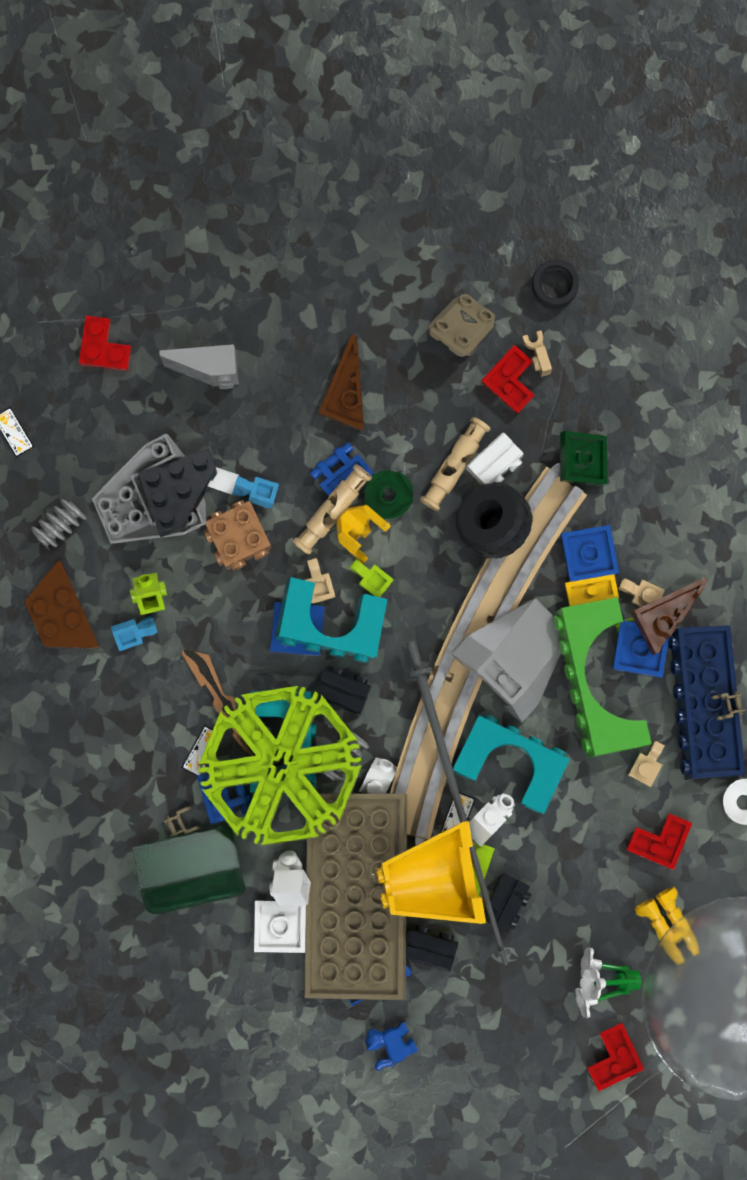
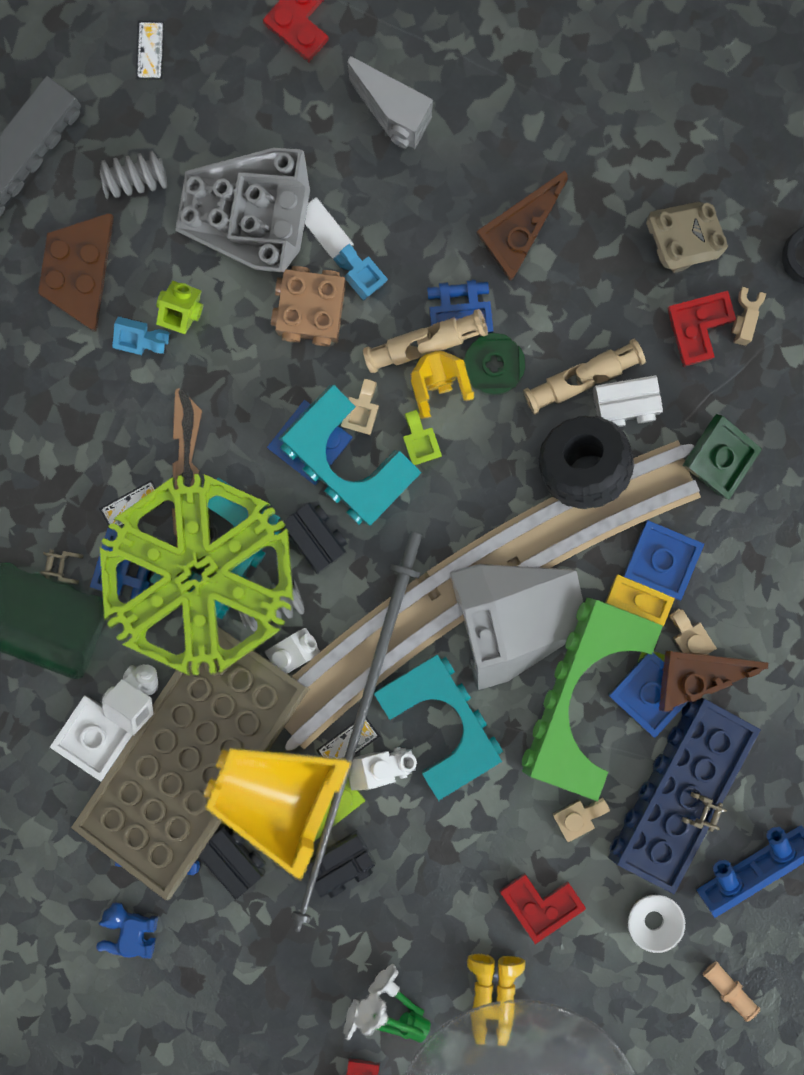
camera: 30 degrees right, 5 degrees up
(177, 489) = (275, 216): black plate -> none

